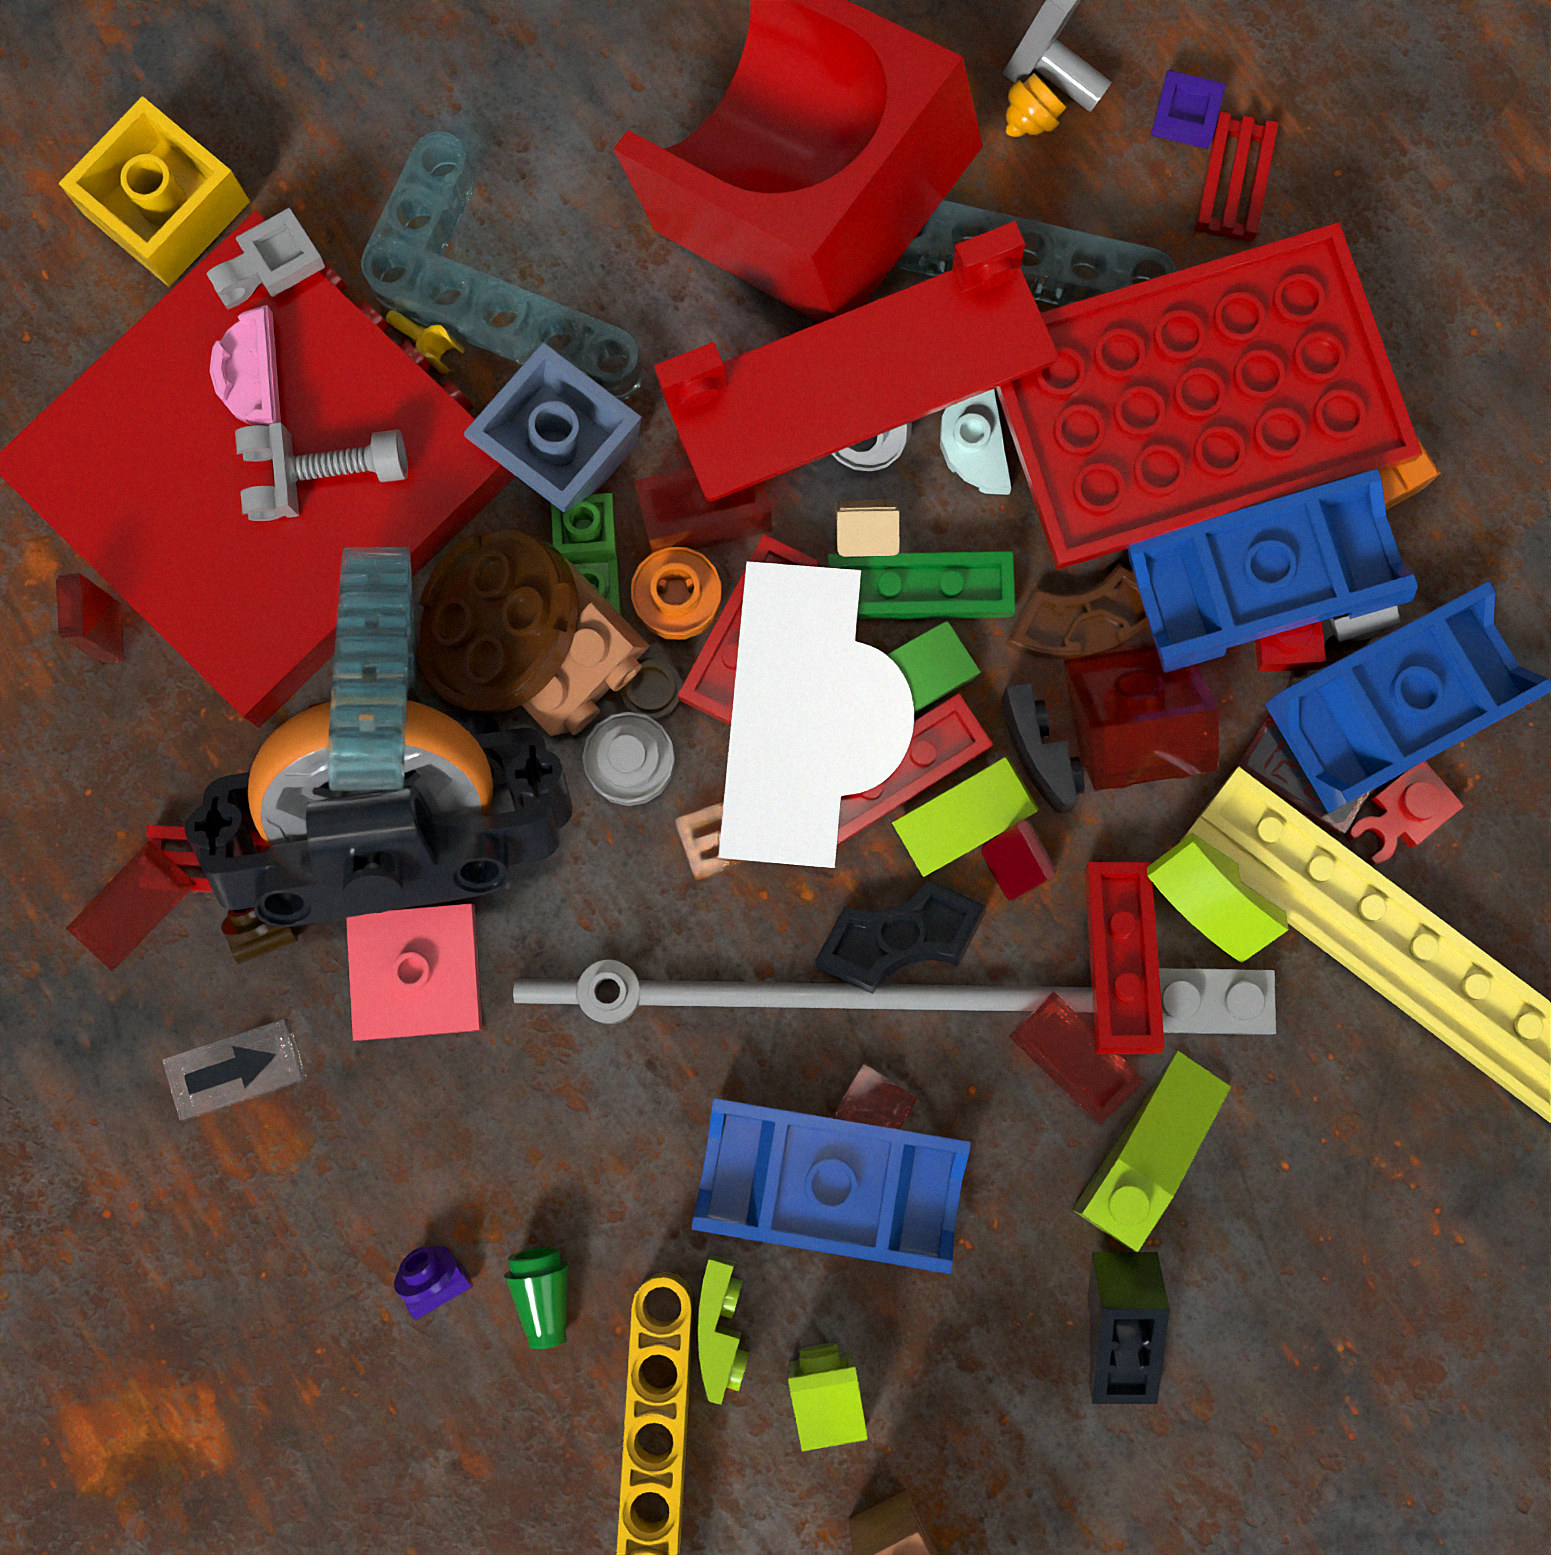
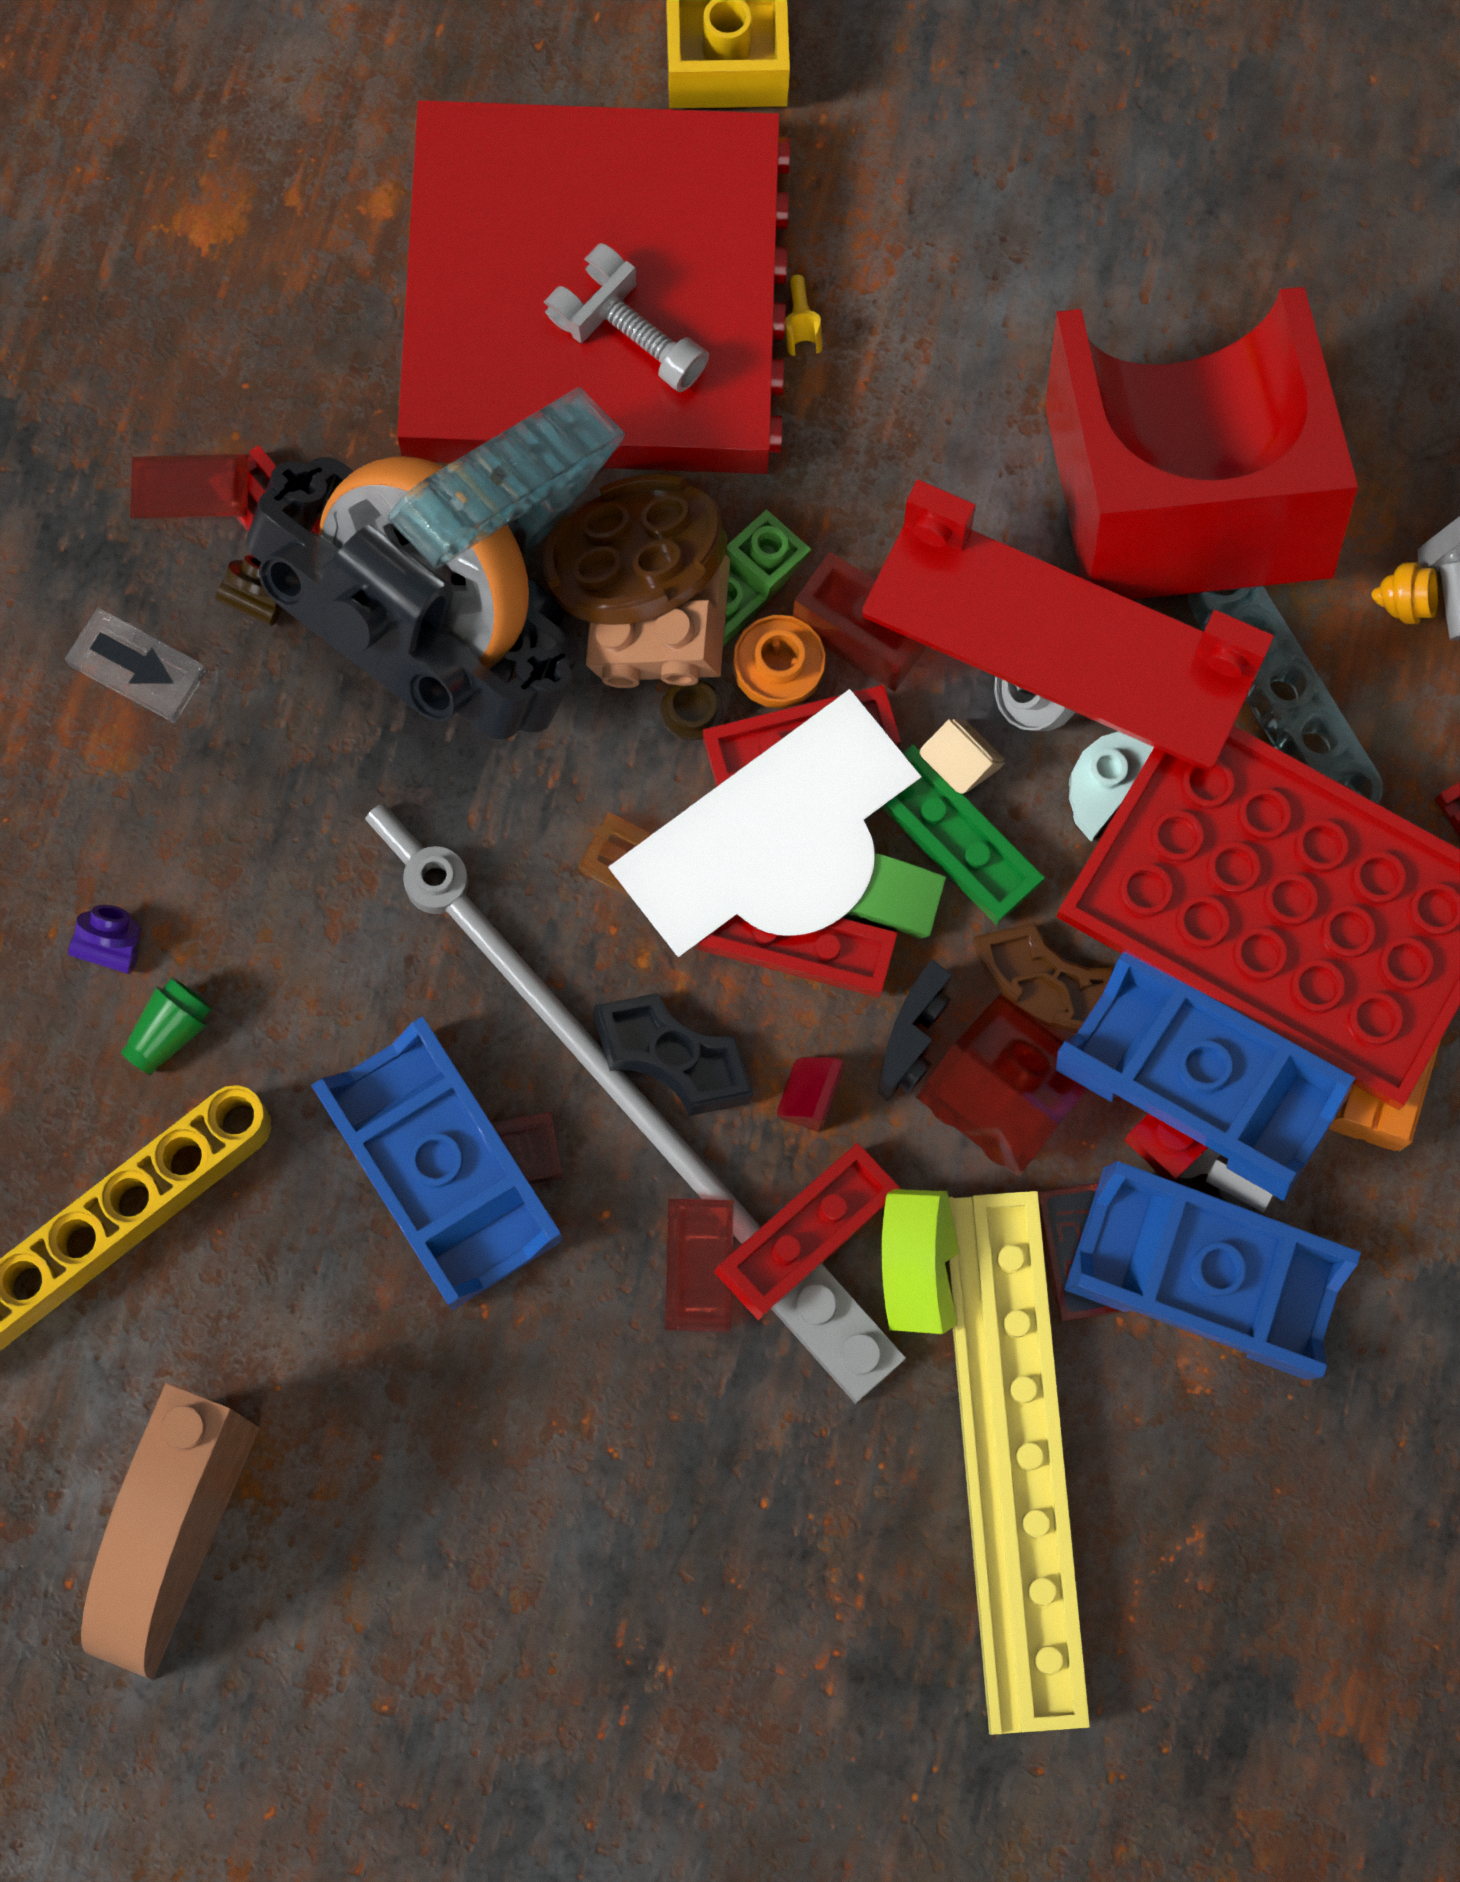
camera: 40 degrees right, 5 degrees down
(89, 618) = (370, 270): clear red tile -> none
(246, 368) = (654, 210): bright pink plate -> none
(273, 254) = (755, 155): light grey plate -> none
(414, 972) = (322, 728): coral plate -> none
(482, 295) = (869, 327): clear light blue beam -> none
(556, 429) = (815, 465): sand blue slope -> none
(629, 758) = (622, 738): light grey plate -> none
(718, 1353) = (238, 1191): lime slope -> none
(826, 1397) = (274, 1294): lime slope -> none
(965, 816) = (808, 1020): lime slope -> none
(1126, 1327) = (525, 1478): black arch -> none
(1153, 1152) = (681, 1385): lime slope -> none
(1408, 808) = (1133, 1356): plate -> none

